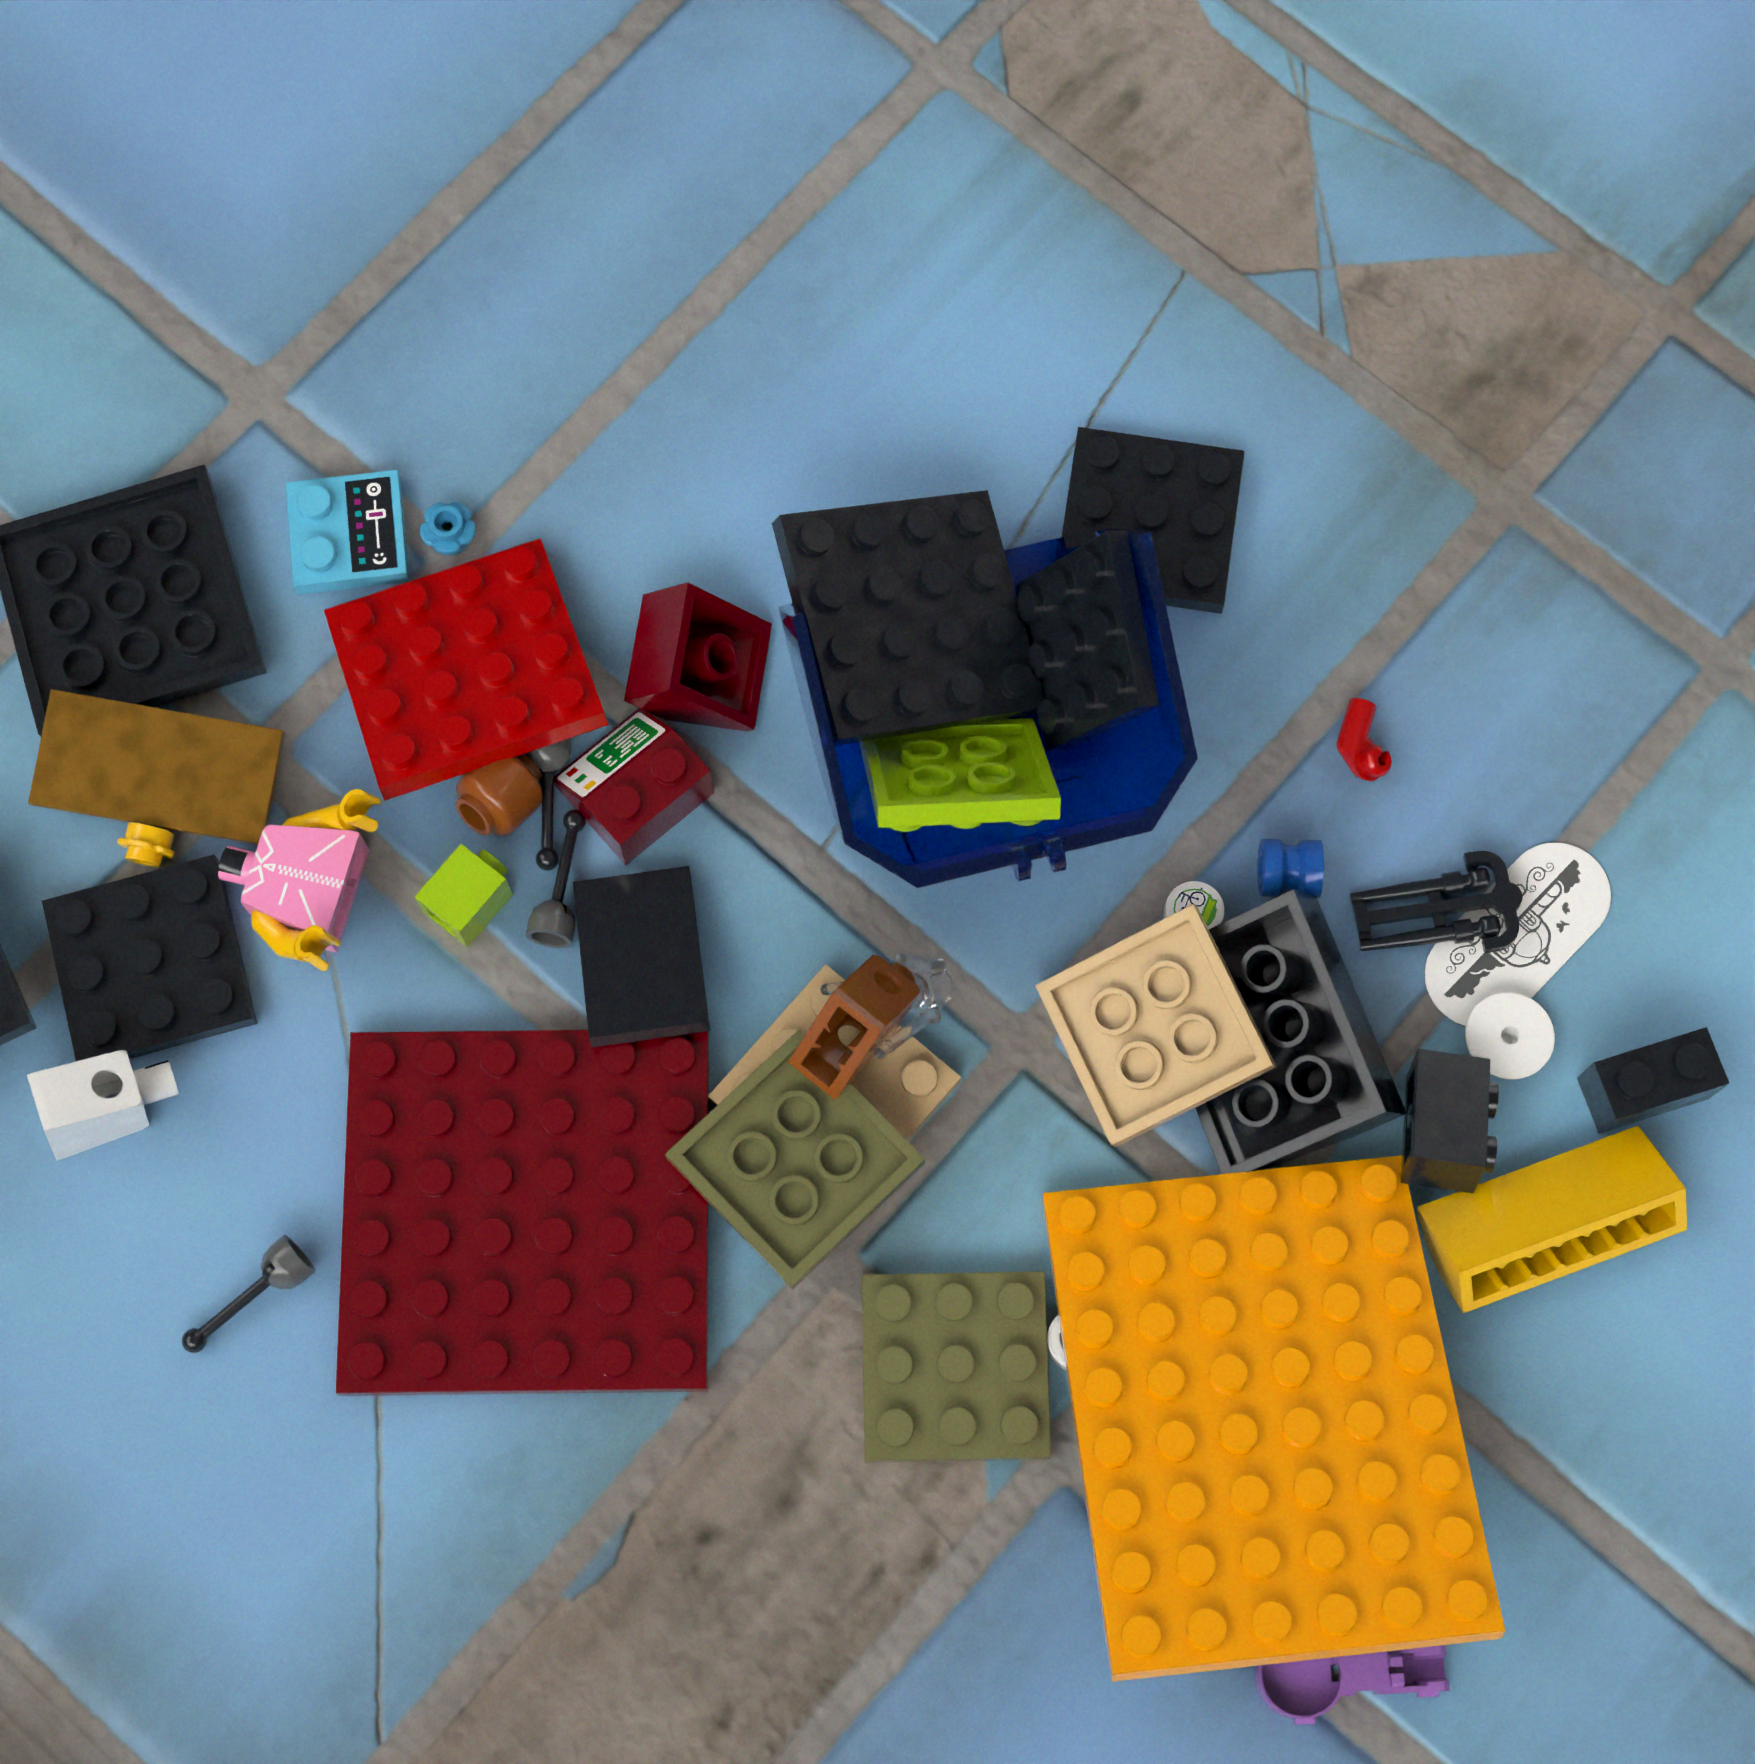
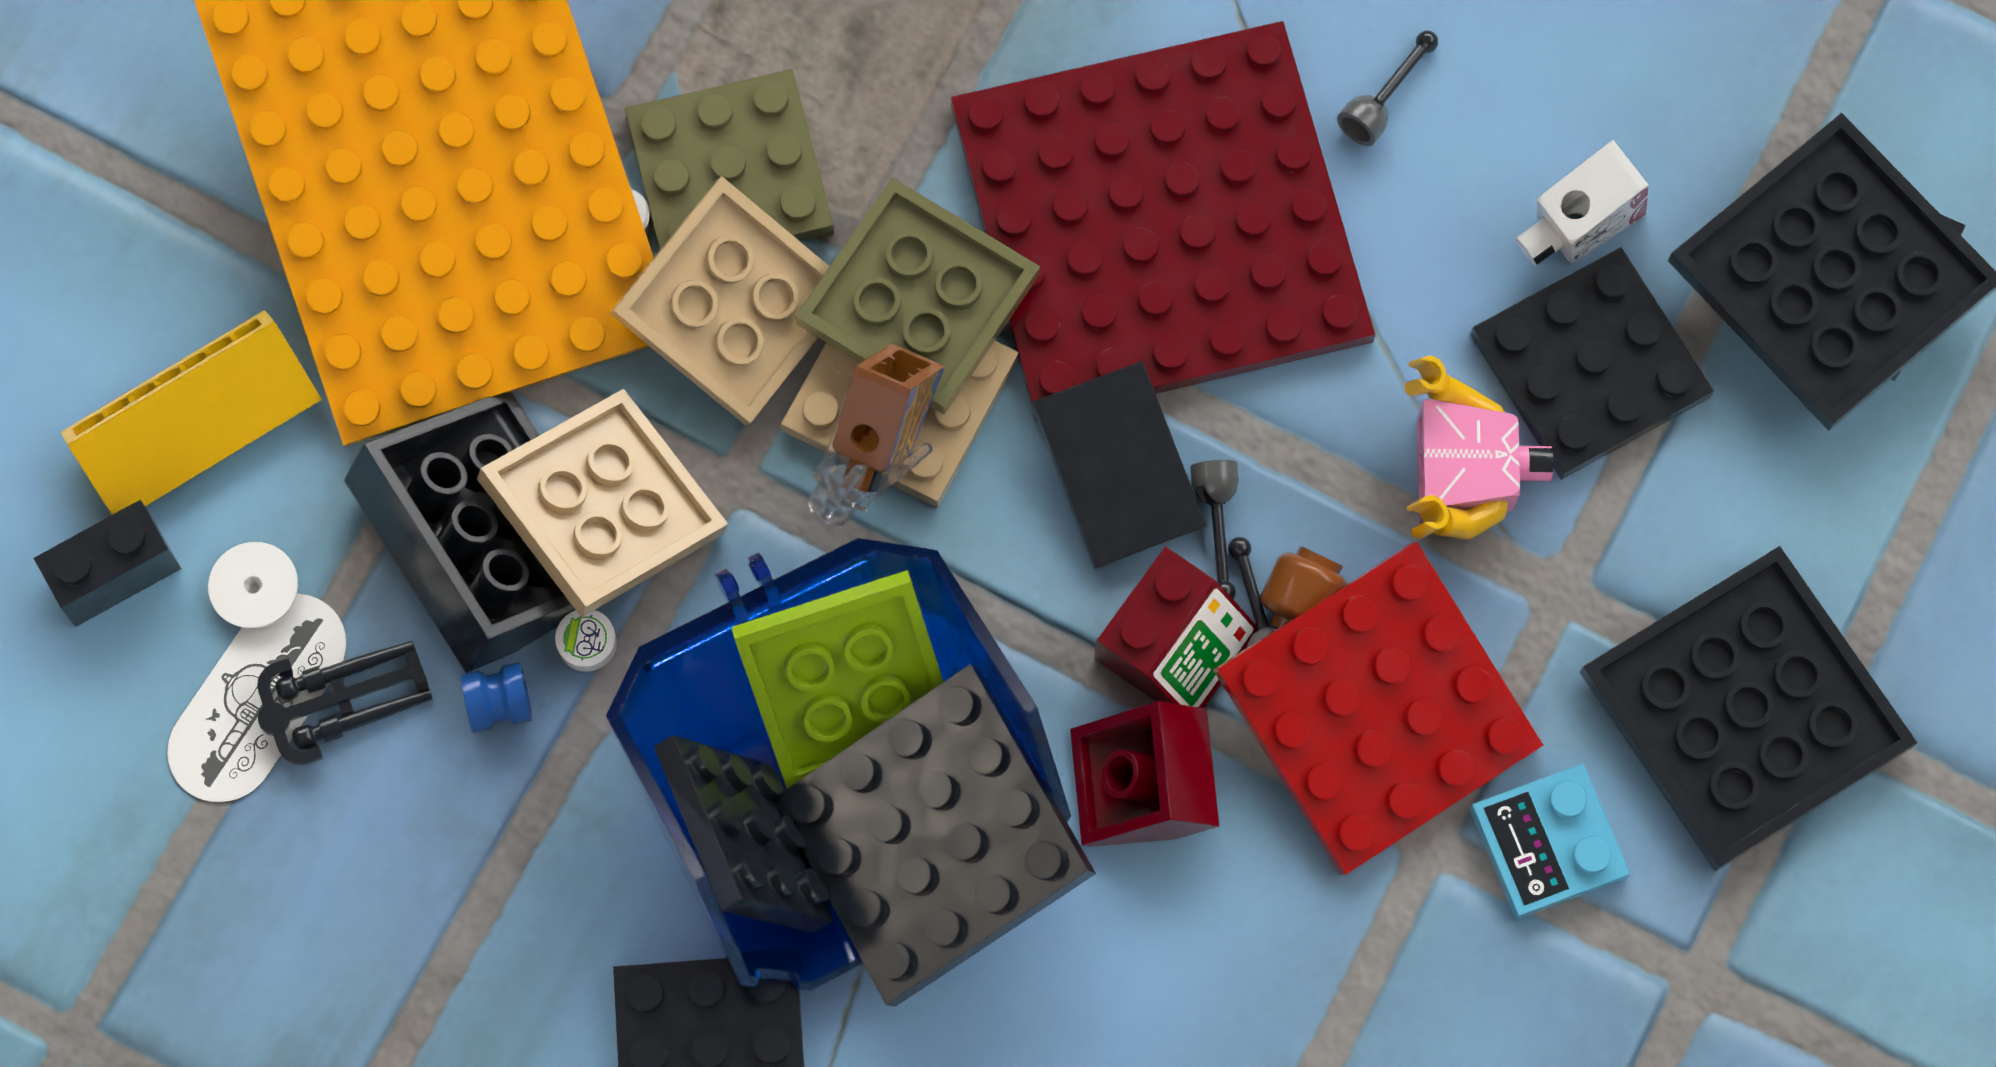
camera: 165 degrees right, 0 degrees up
(147, 844) = (1633, 468): yellow plate -> none
(156, 767) = (1649, 539): pearl gold tile -> none
(451, 541) = (1438, 880): dark azure plate -> none
(465, 893) = (1306, 486): lime brick -> none
(989, 1205) = (726, 301): none -> tan plate
(1356, 746) = (448, 848): red arm -> none
(1448, 1121) = (302, 475): black brick -> none

